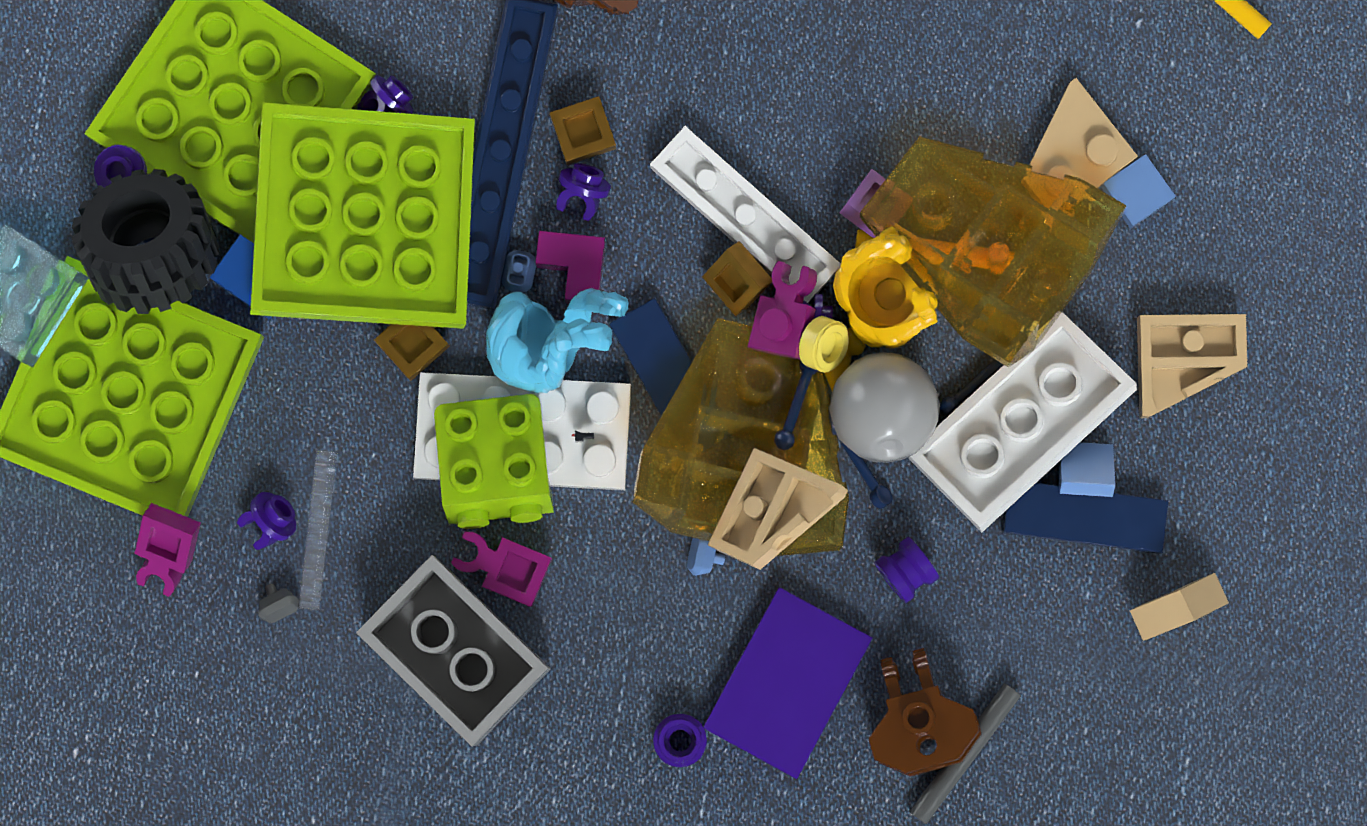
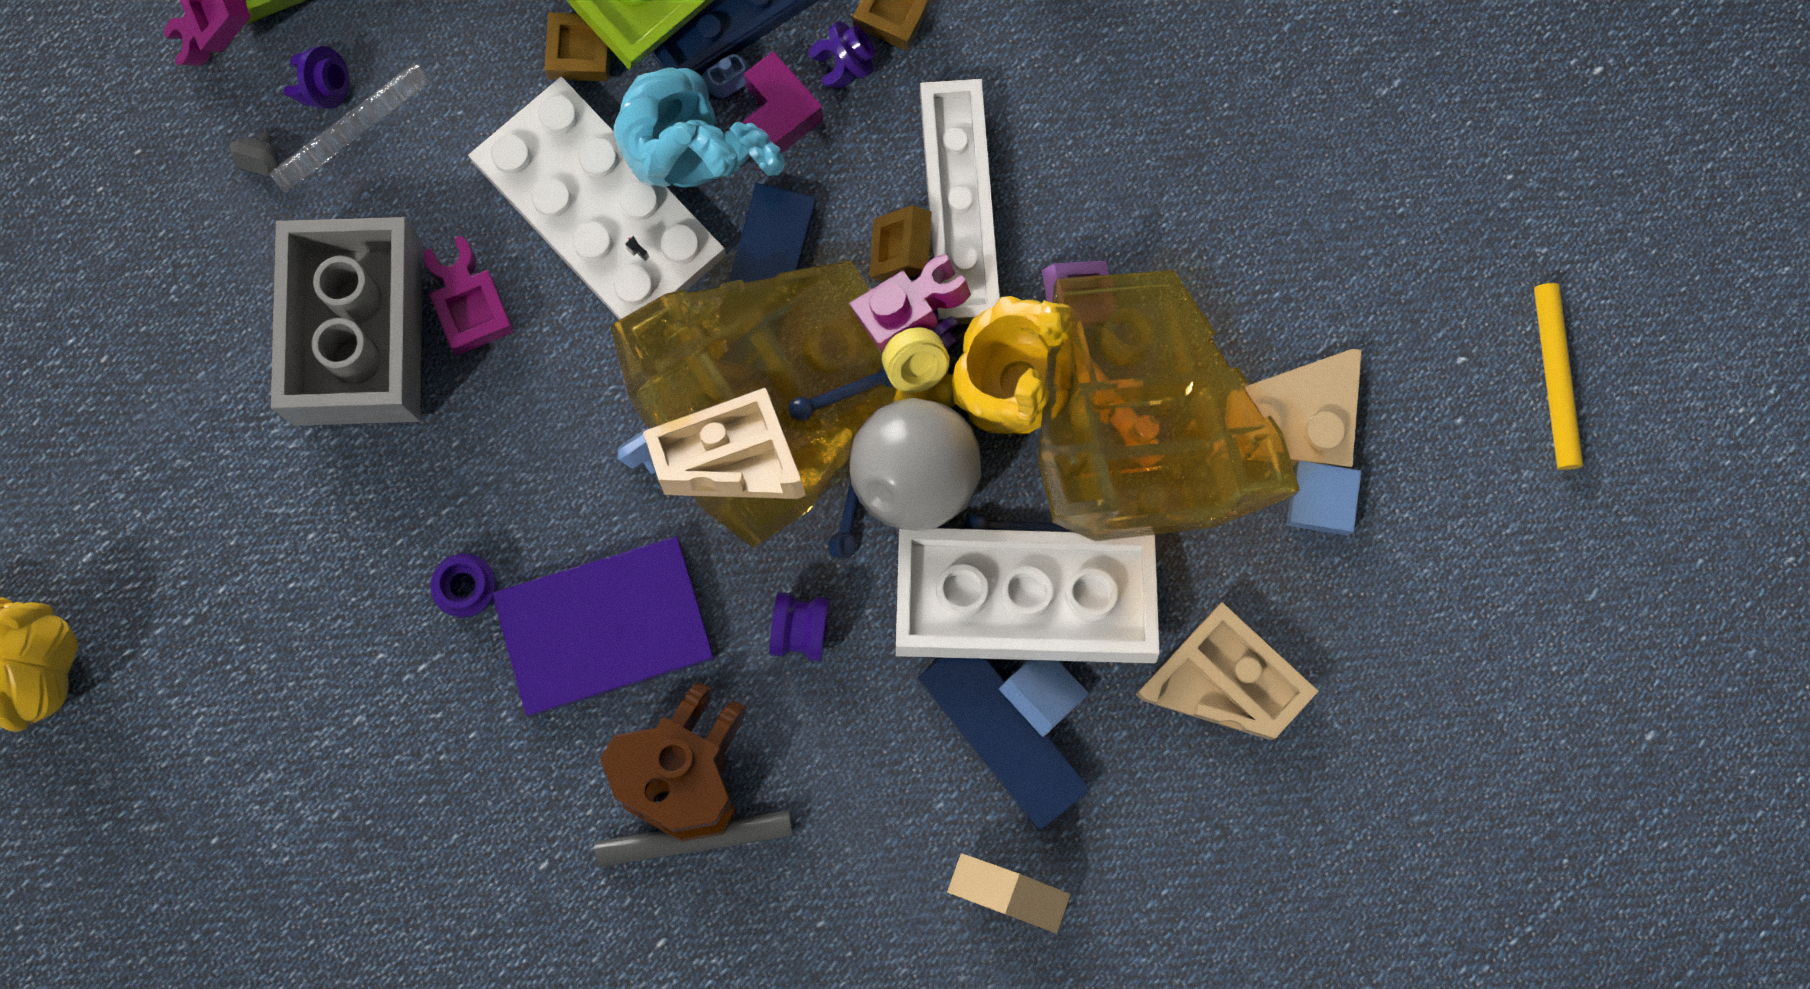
camera: 40 degrees right, 5 degrees down
(492, 461) = (540, 199): lime bracket -> none

